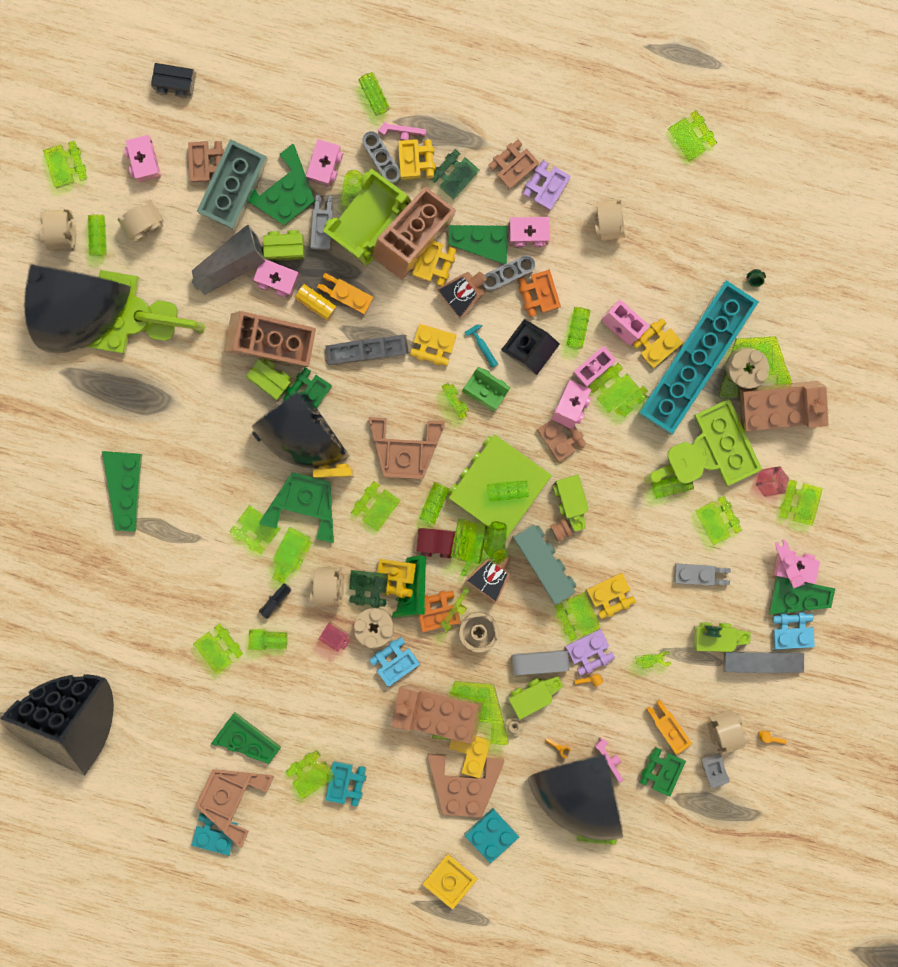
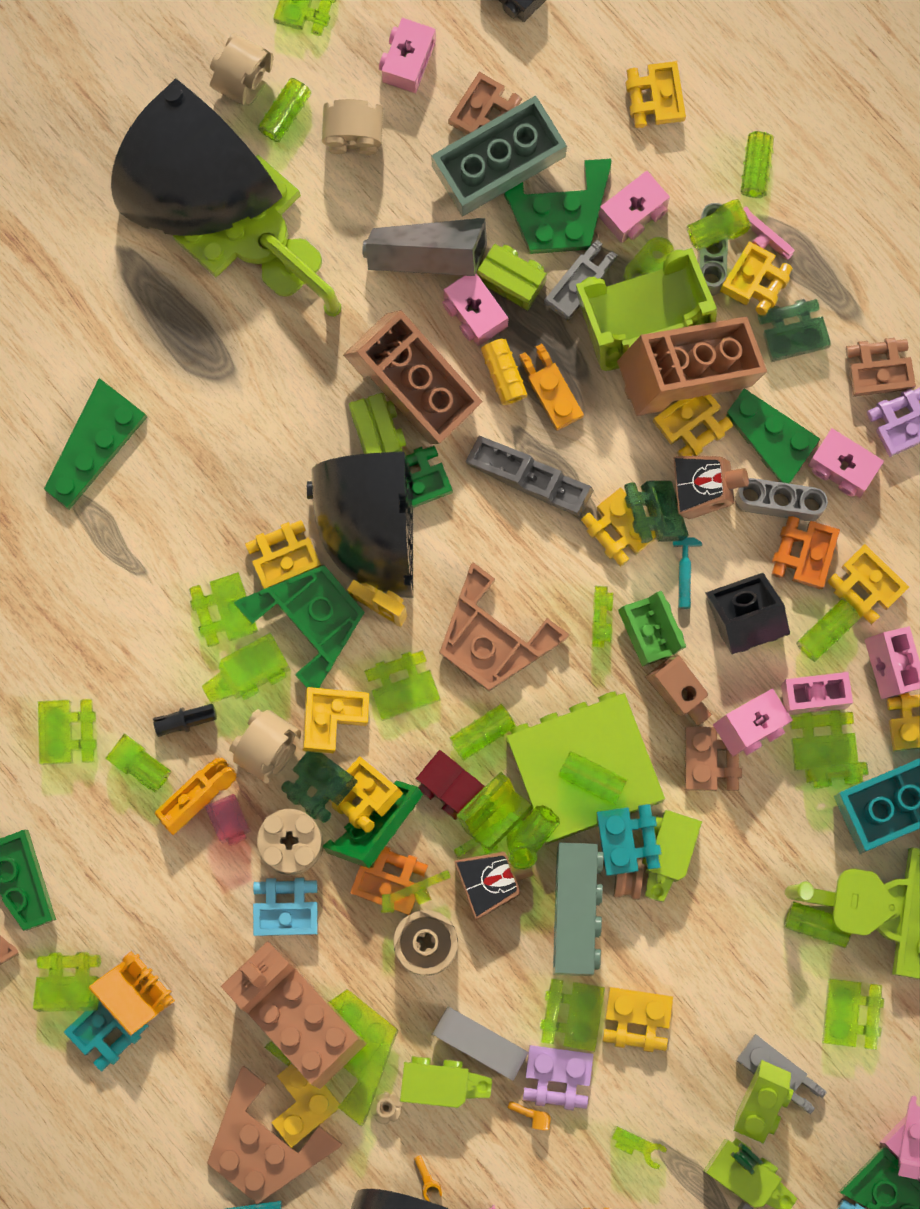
camera: 30 degrees right, 10 degrees down
(270, 484) = (286, 562): none -> yellow plate
(297, 85) = (665, 92): none -> yellow plate
(308, 635) = (195, 794): none -> light orange hinge
(345, 548) = (325, 710): none -> yellow plate
(346, 758) = (132, 993): none -> light orange hinge
(380, 141) = (727, 222): none -> clear neon green piece
(447, 319) = (662, 508): none -> clear green plate
(514, 410) = (669, 681): none -> nougat torso
(543, 514) = (618, 842): none -> teal plate
(586, 283) = (874, 577): none -> yellow plate
(702, 596) = (762, 1101): none -> lime brick

